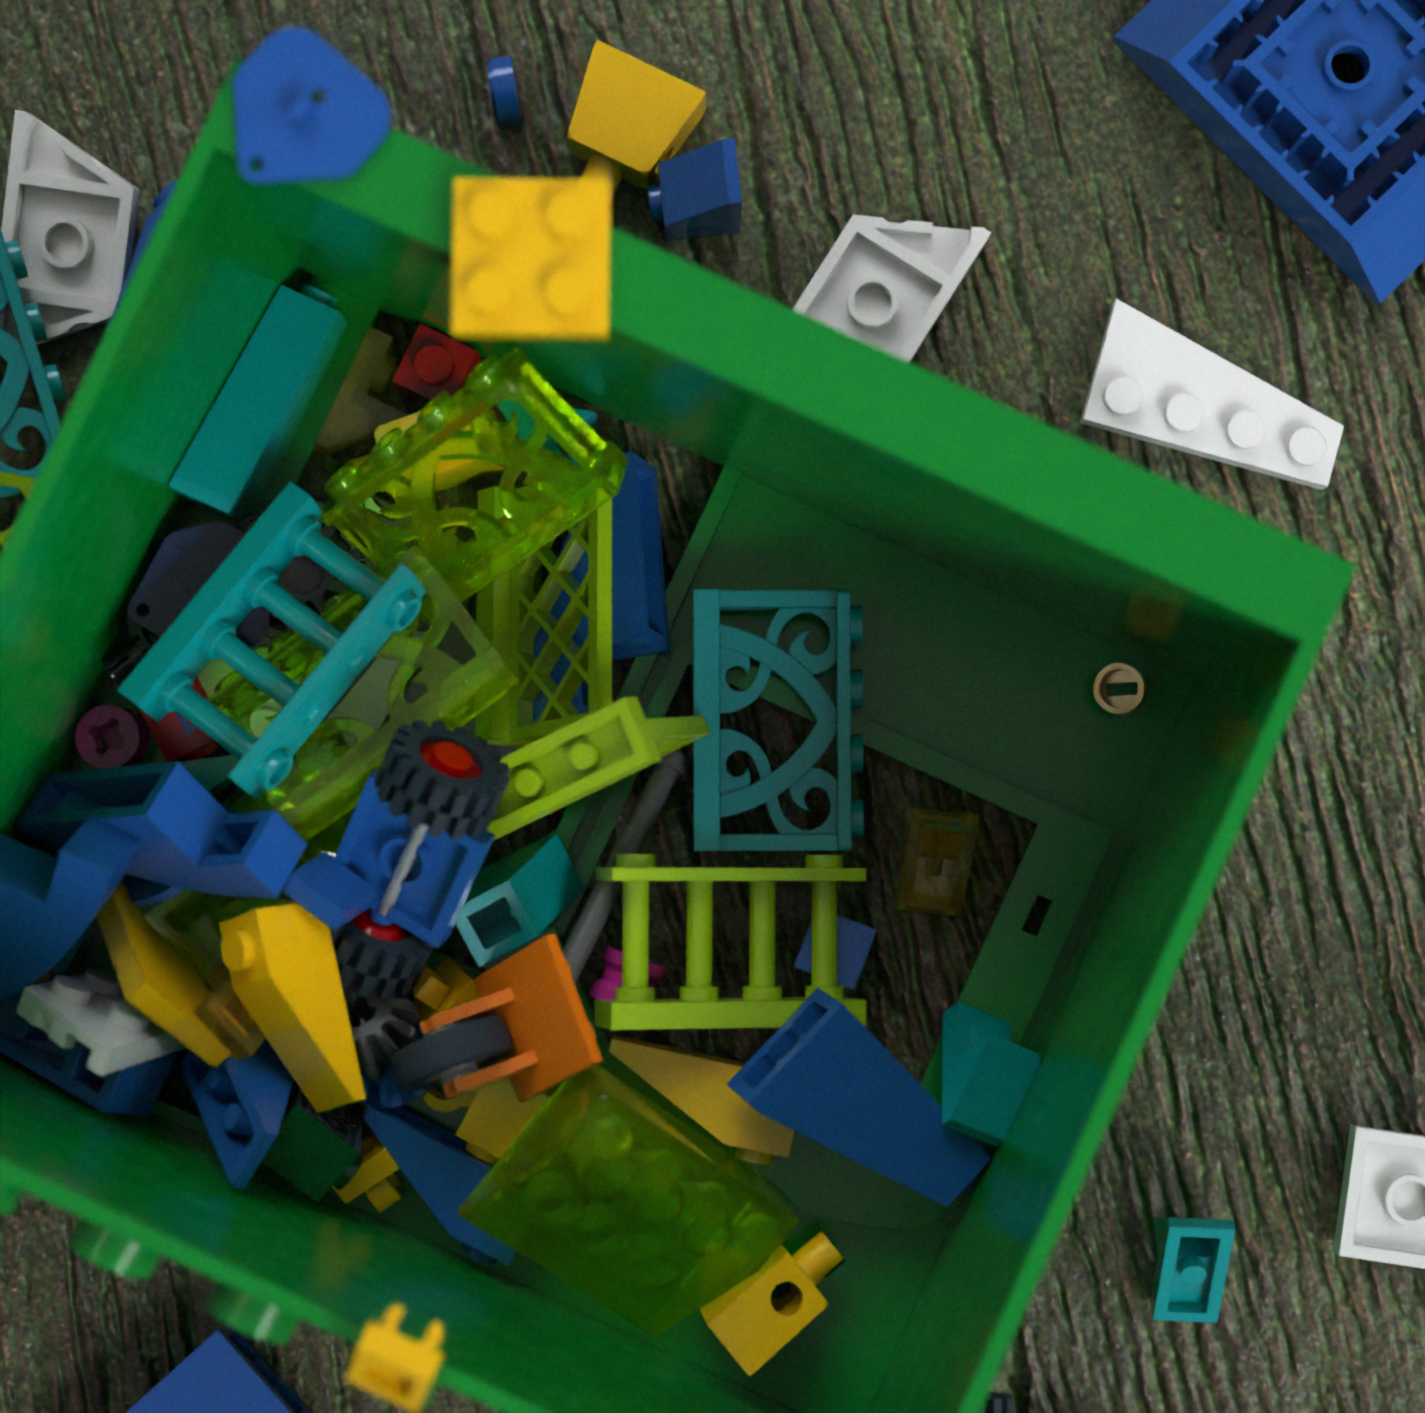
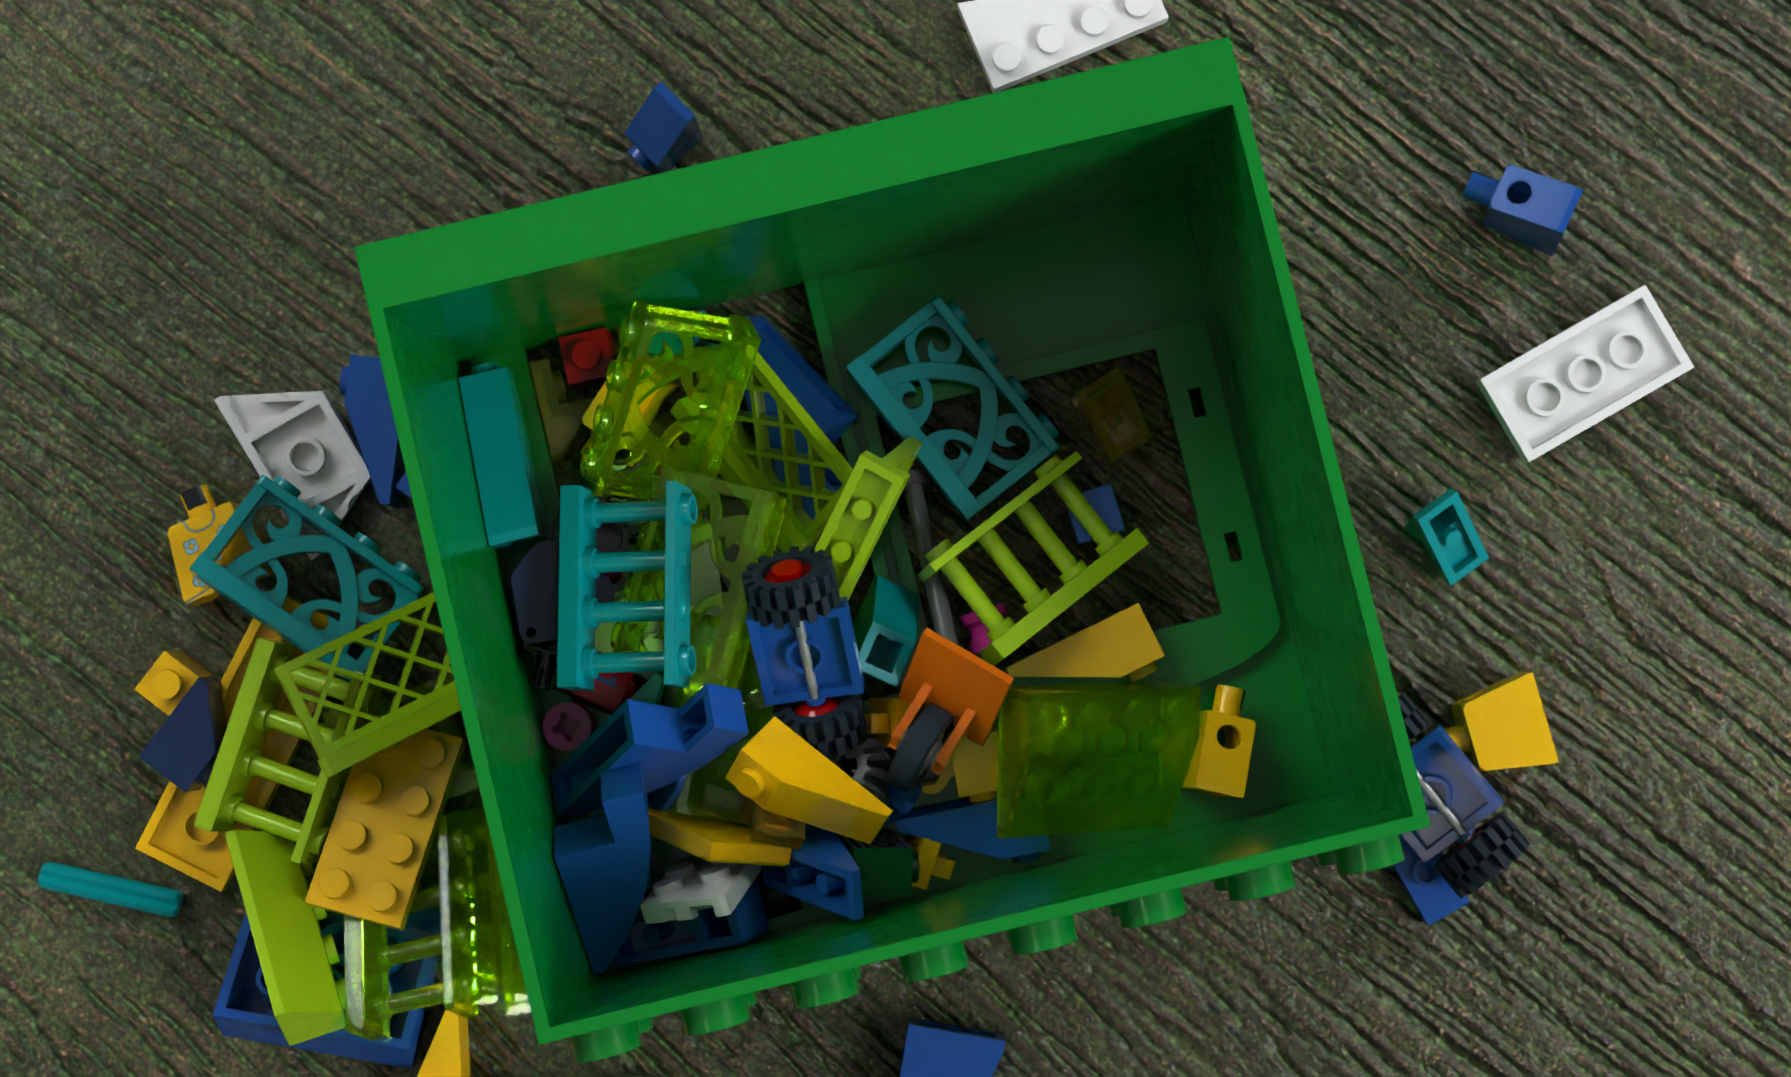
camera: 35 degrees left, 0 degrees up
(289, 130) = (415, 263): blue piece -> none
(329, 891) = (774, 707): blue tile -> none
(395, 1364) = (1042, 919): yellow tile -> none
(504, 92) = (497, 162): blue tile -> none
(531, 258) = (619, 229): yellow plate -> none
(630, 118) = (586, 122): yellow torso -> none
(851, 1095) = (1173, 587): blue slope -> none
(890, 280) = (815, 90): white wing -> none
(982, 1074) = (1239, 516): teal slope -> none
(1119, 674) = (1134, 222): yellow hinge -> none

